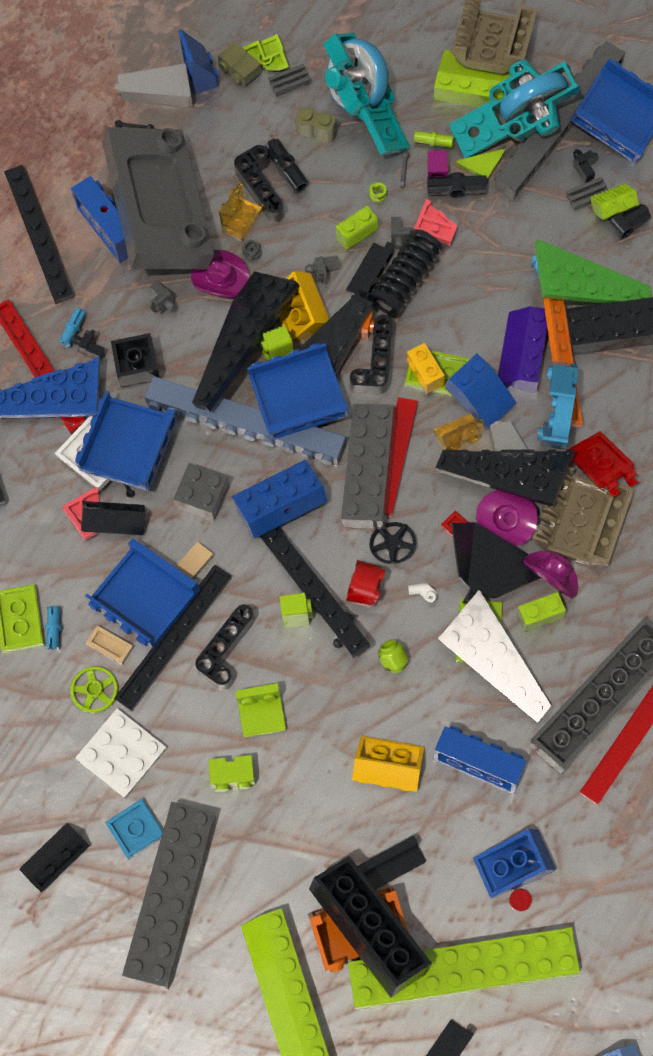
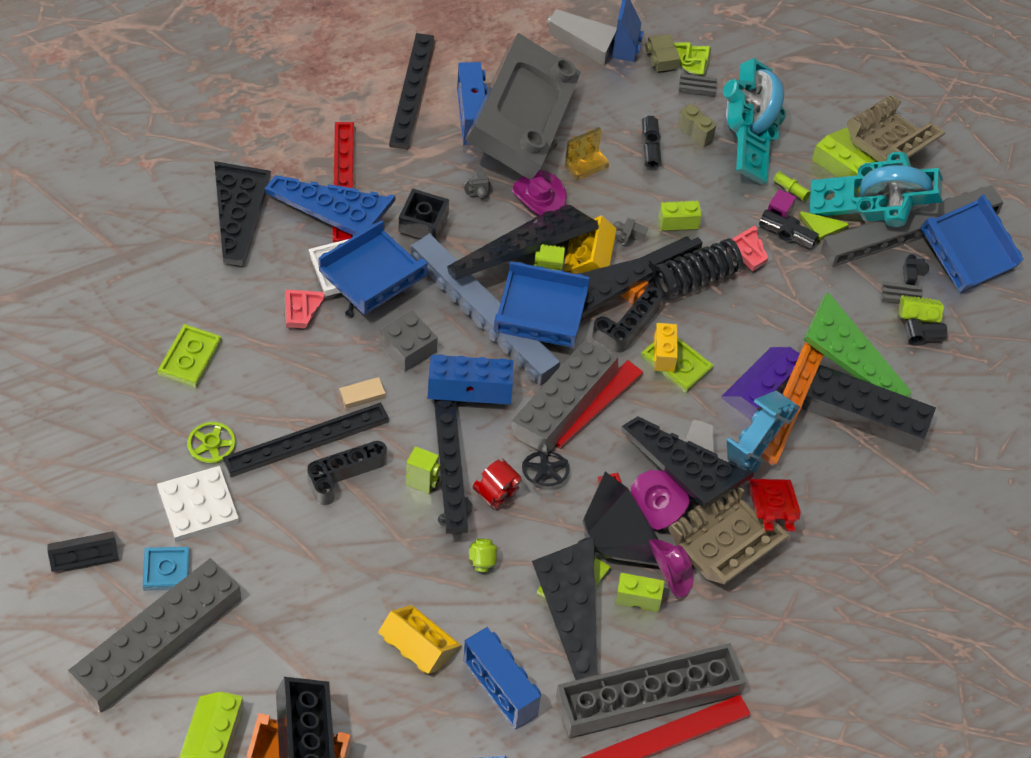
camera: 20 degrees right, 15 degrees down
(53, 627) = (212, 377): dark azure pin -> none
(72, 327) = (390, 168): dark azure axle -> none
(86, 346) = (392, 186): black piece -> none
(109, 645) = (249, 416): tan tile -> none
(113, 518) = (320, 320): black panel -> none
(144, 595) = (305, 392): blue panel -> none
(232, 773) = (279, 570): lime brick -> none
(251, 244) = (579, 188): dark grey plate -> none
(260, 710) = (339, 532): lime bracket -> none
(261, 187) = (618, 128): black beam -> none
(380, 196) = (715, 205): lime bush -> none
(393, 863) = (366, 720): black panel -> none
(399, 234) = (713, 235): dark grey piece -> none
(405, 155) = (759, 186): dark grey hinge -> none
(424, 590) = (548, 520): white arm -> none
(459, 432) = (663, 413): clear yellow bracket -> none
(480, 391) = (703, 390): blue slope -> none

